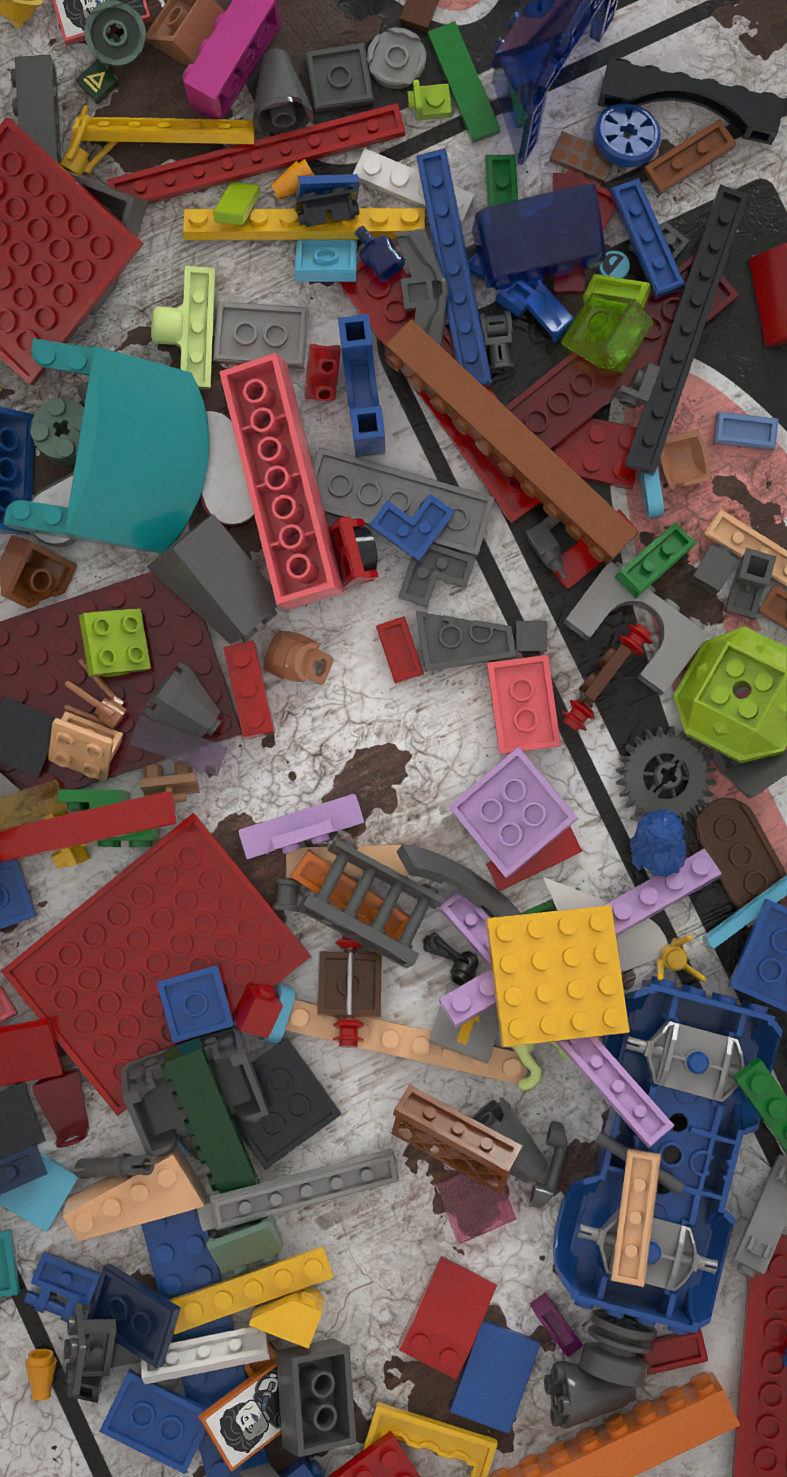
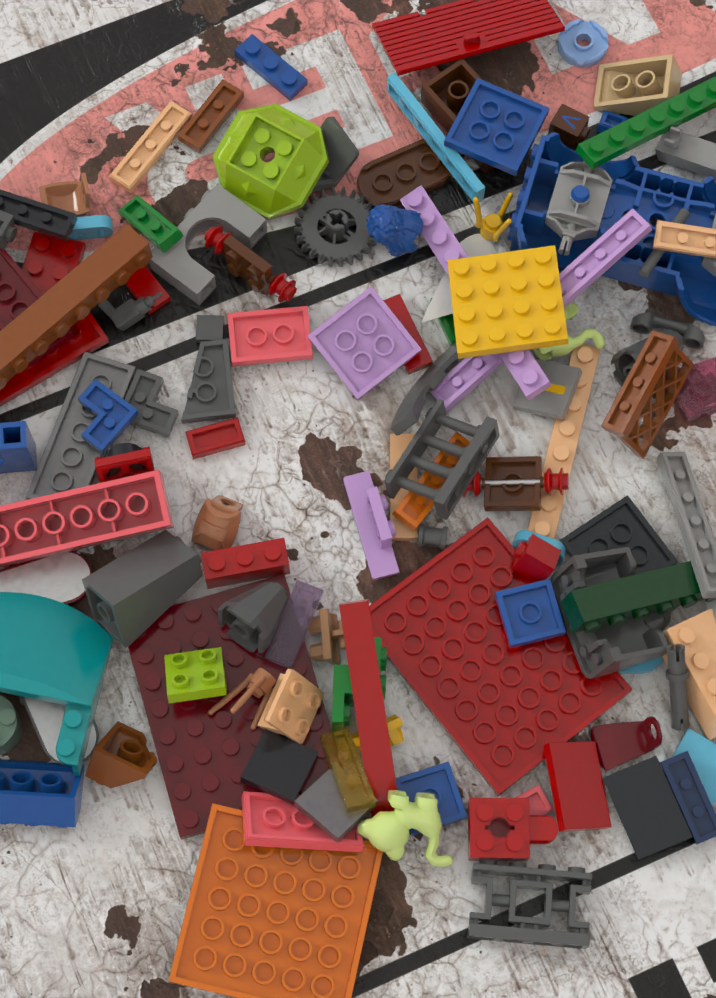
camera: 90 degrees left, 15 degrees down
(461, 970) = (502, 394): pearl dark grey piece -> none
(713, 568) = (161, 181): dark grey brick -> none
(745, 431) = (43, 155): medium blue tile -> none
(749, 582) = (167, 150): dark grey slope -> none

